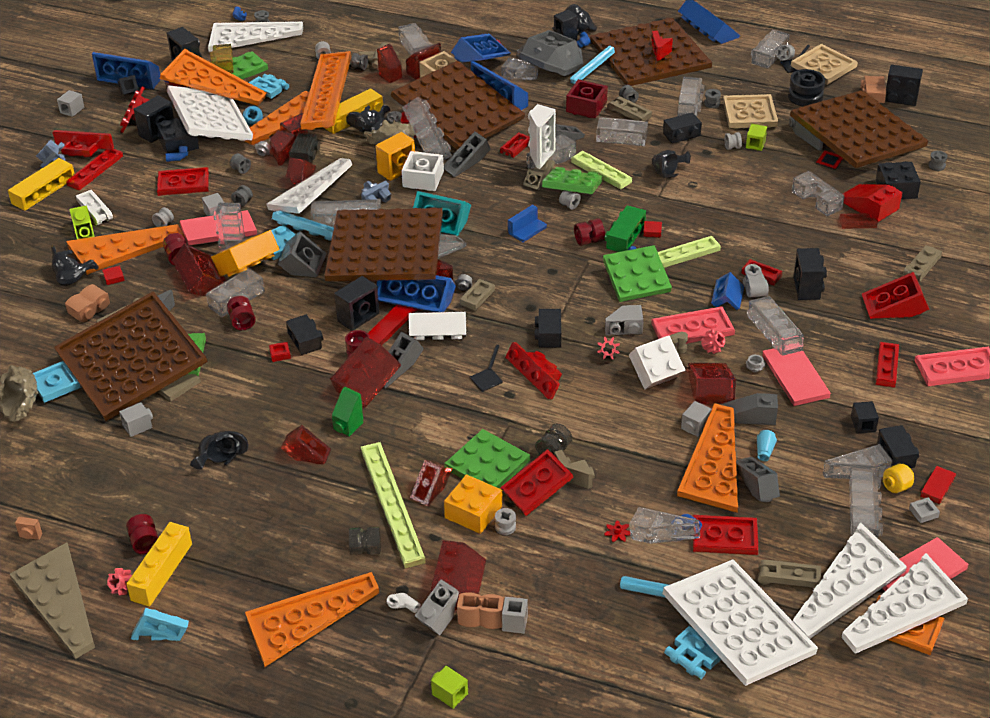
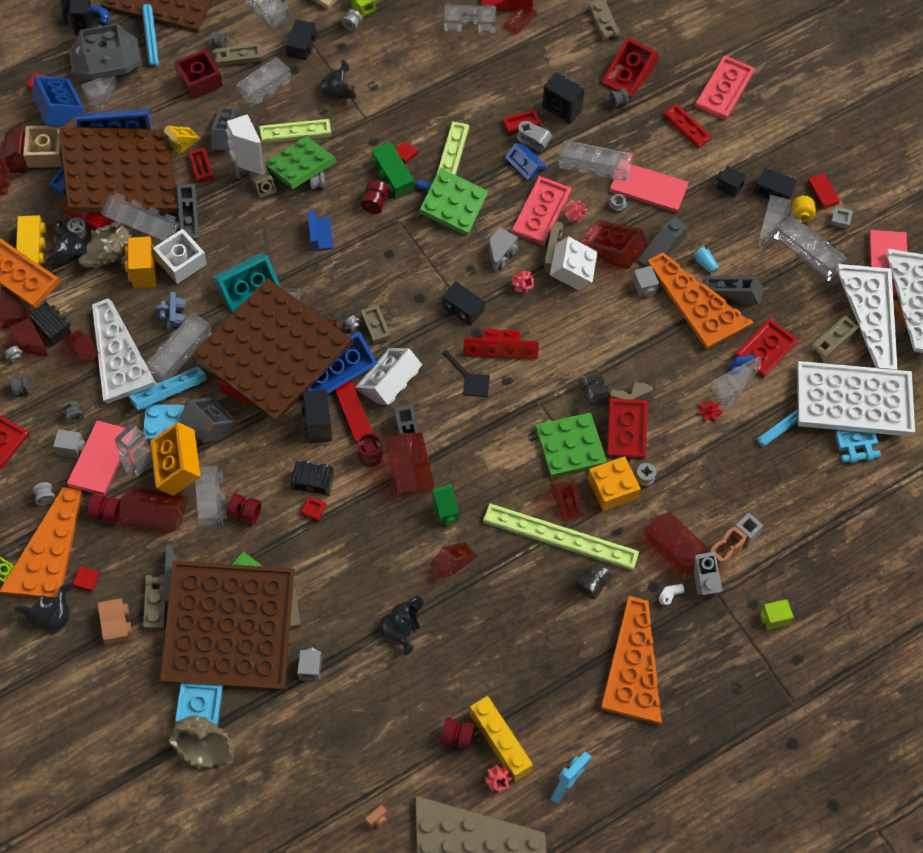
camera: 55 degrees left, 20 degrees up
(521, 115) = (181, 138): none -> yellow slope
(857, 308) = (619, 97): none -> dark grey wheel

